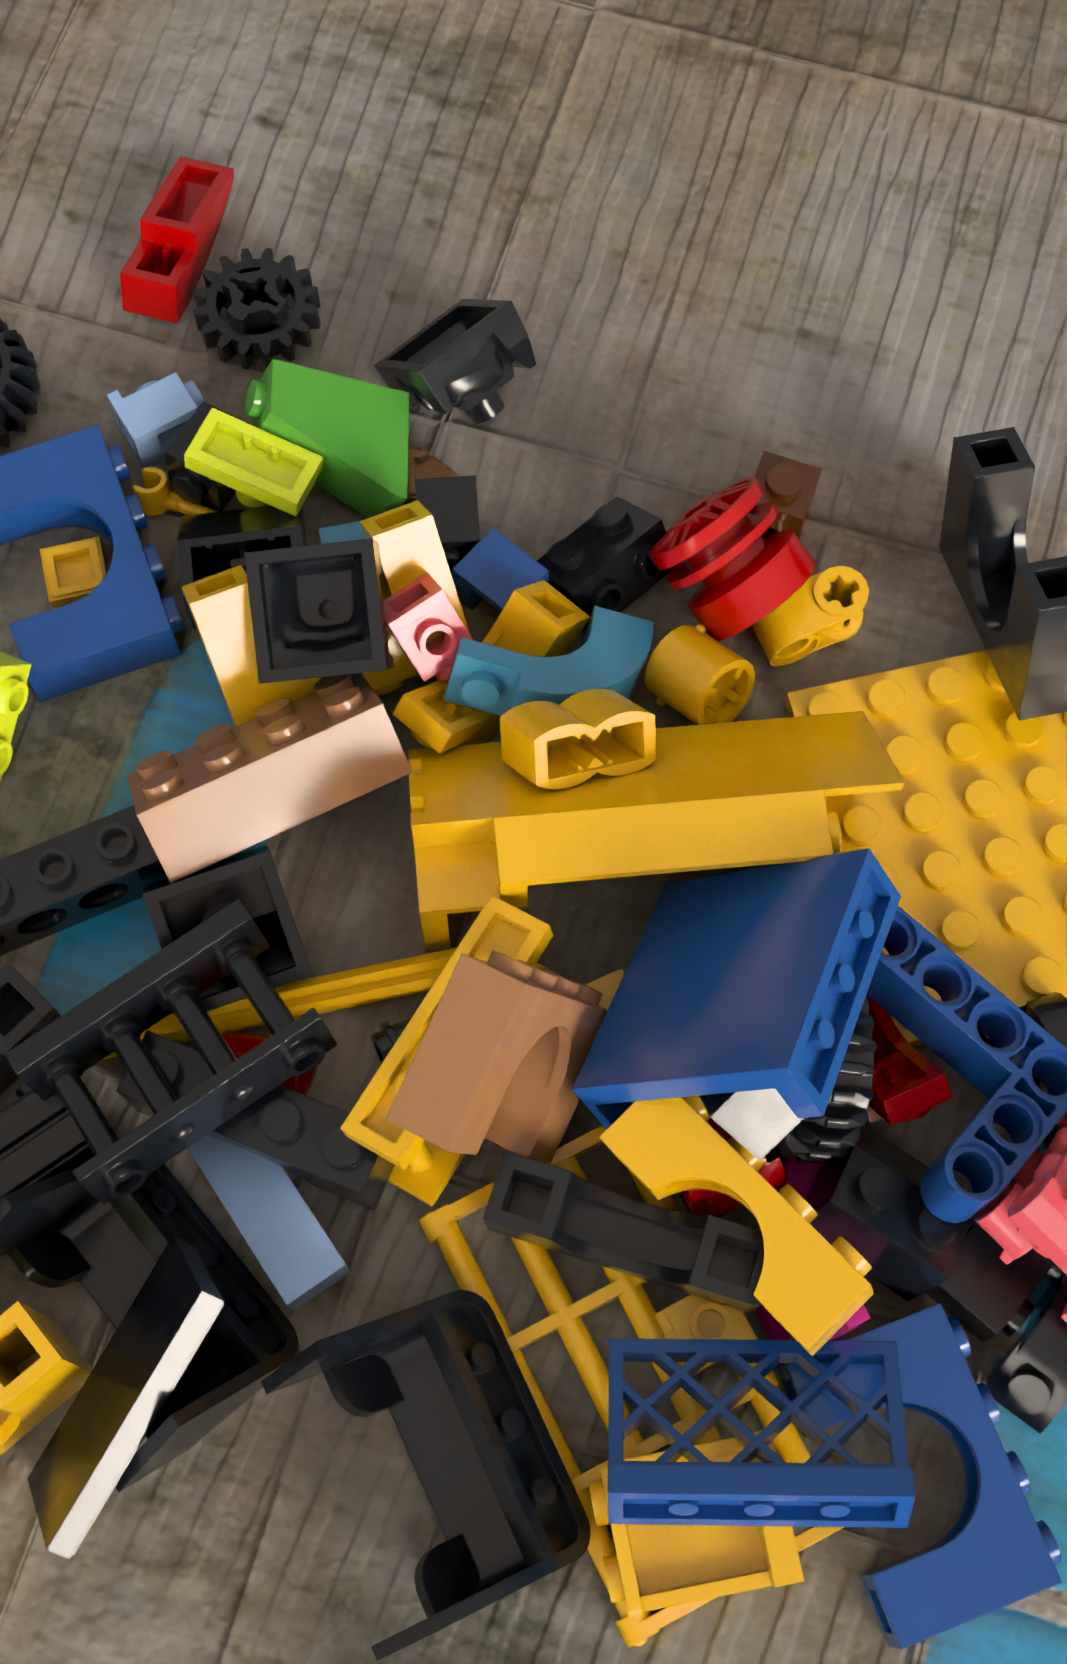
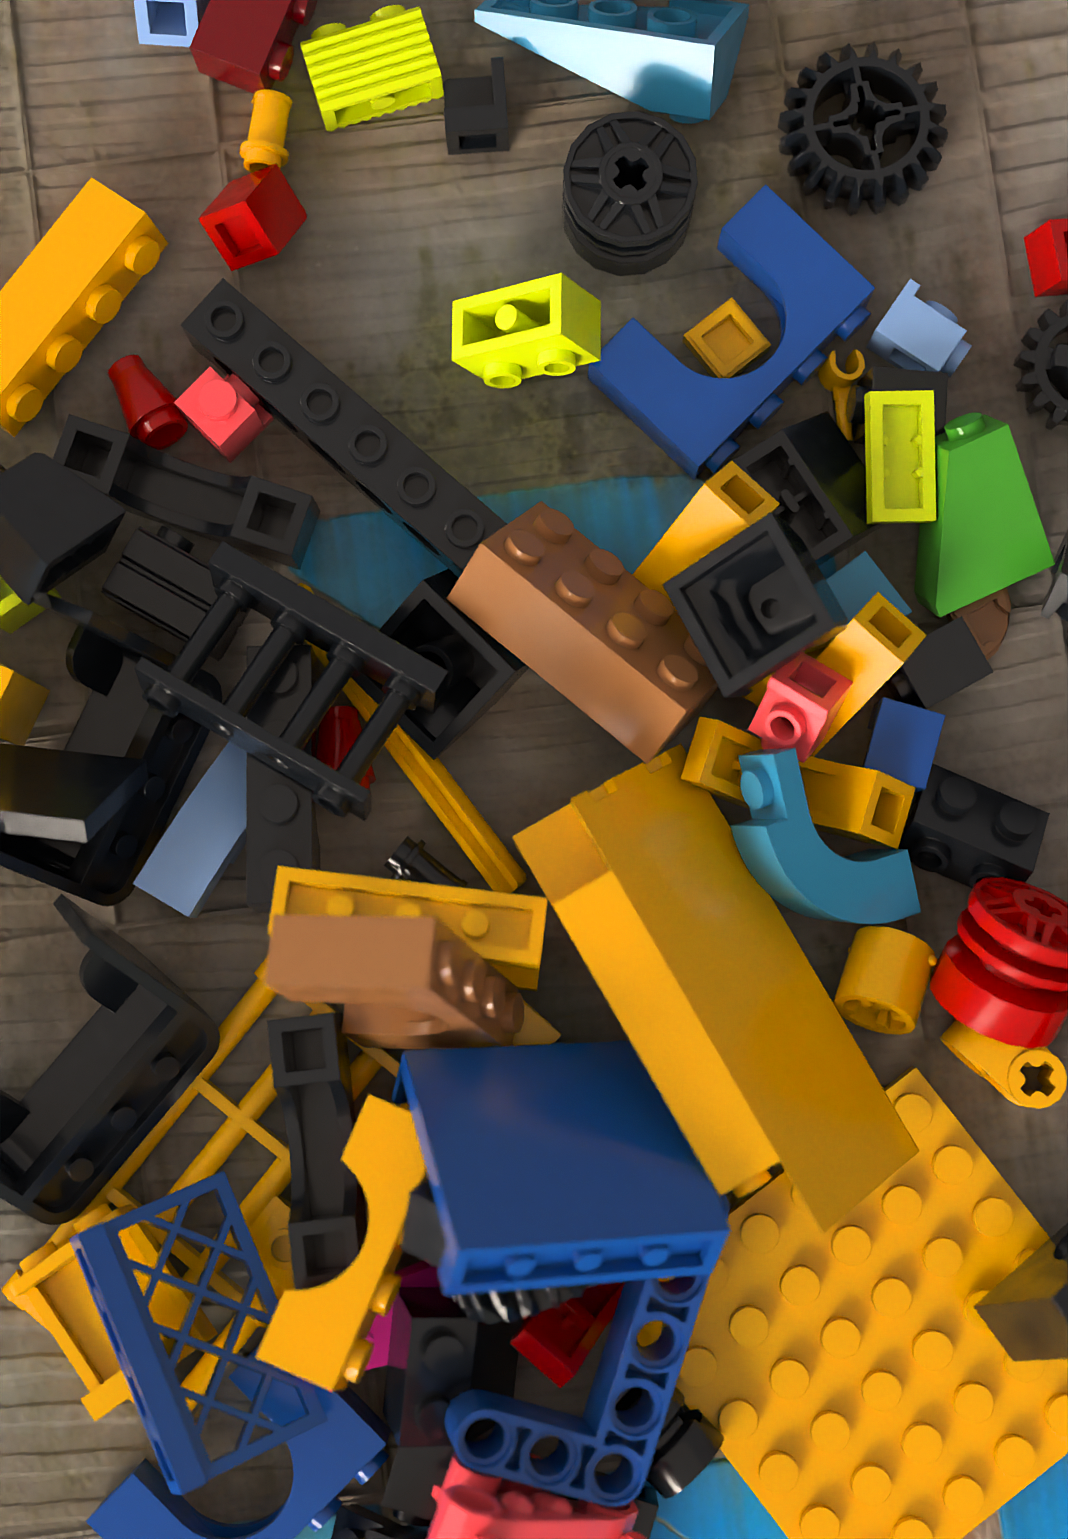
camera: 70 degrees right, 15 degrees up
(578, 738) = (740, 905): yellow brick -> none

